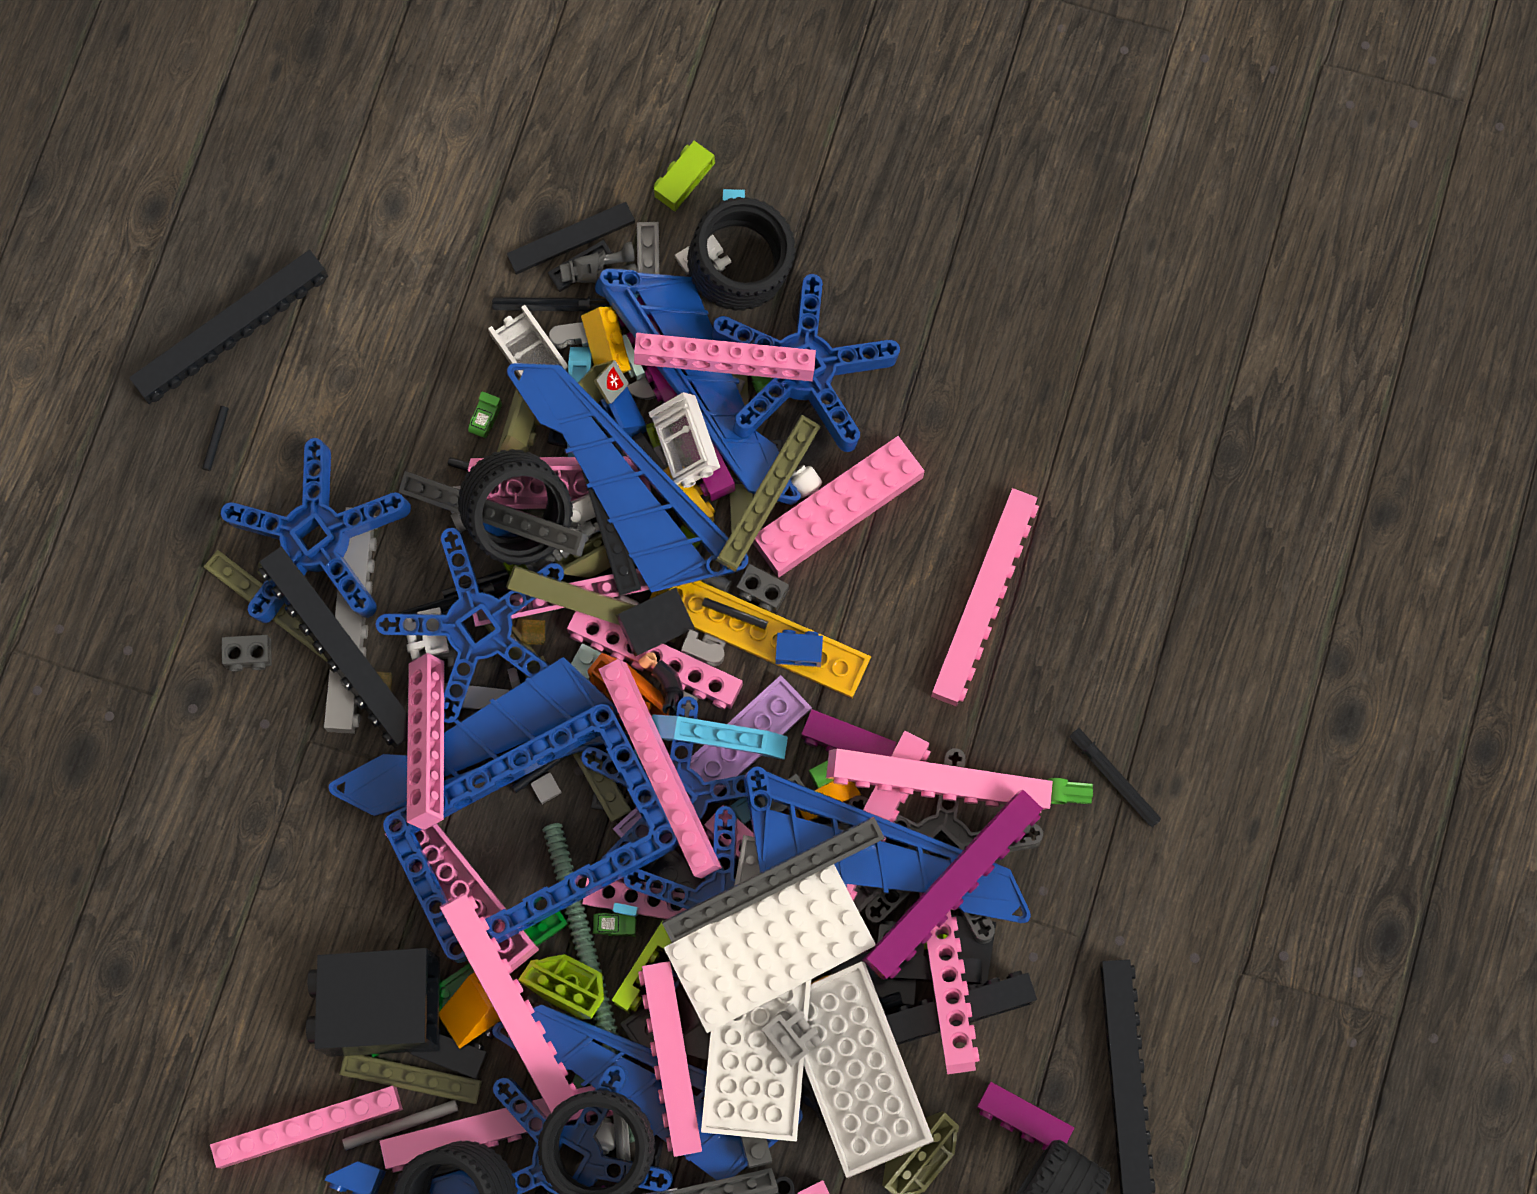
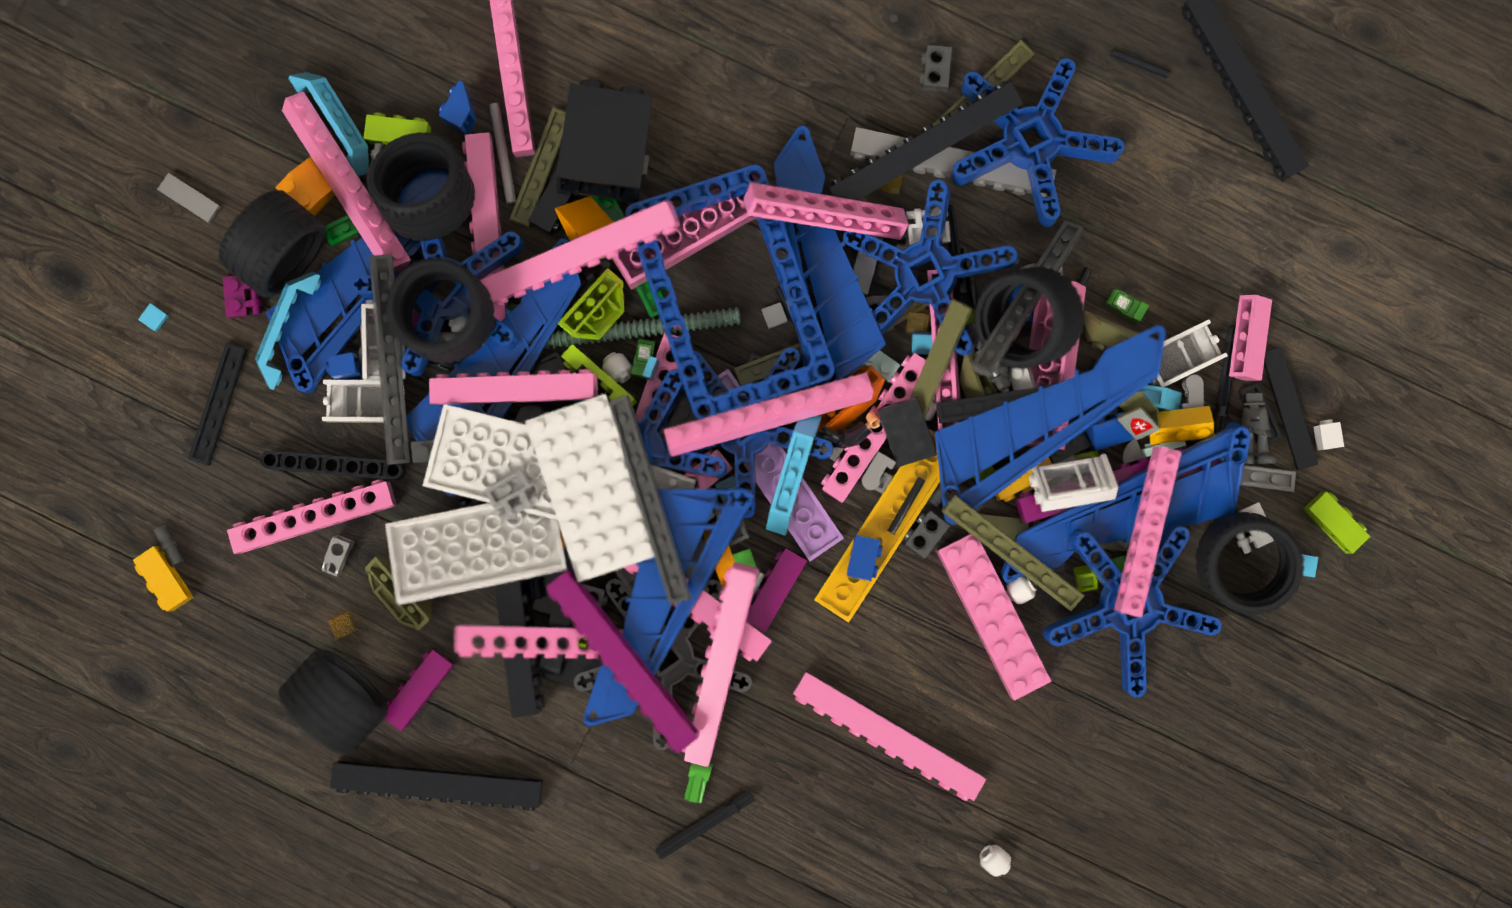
camera: 100 degrees right, 10 degrees up
(501, 285) = (1250, 337): none -> bright pink brick
(554, 623) = (921, 342): none -> medium azure tile
(594, 195) = (1328, 435): none -> white brick
(628, 951) = (617, 367): none -> white head
(783, 418) = (1085, 579): none -> lime slope
(1095, 468) = (995, 860): none -> white head

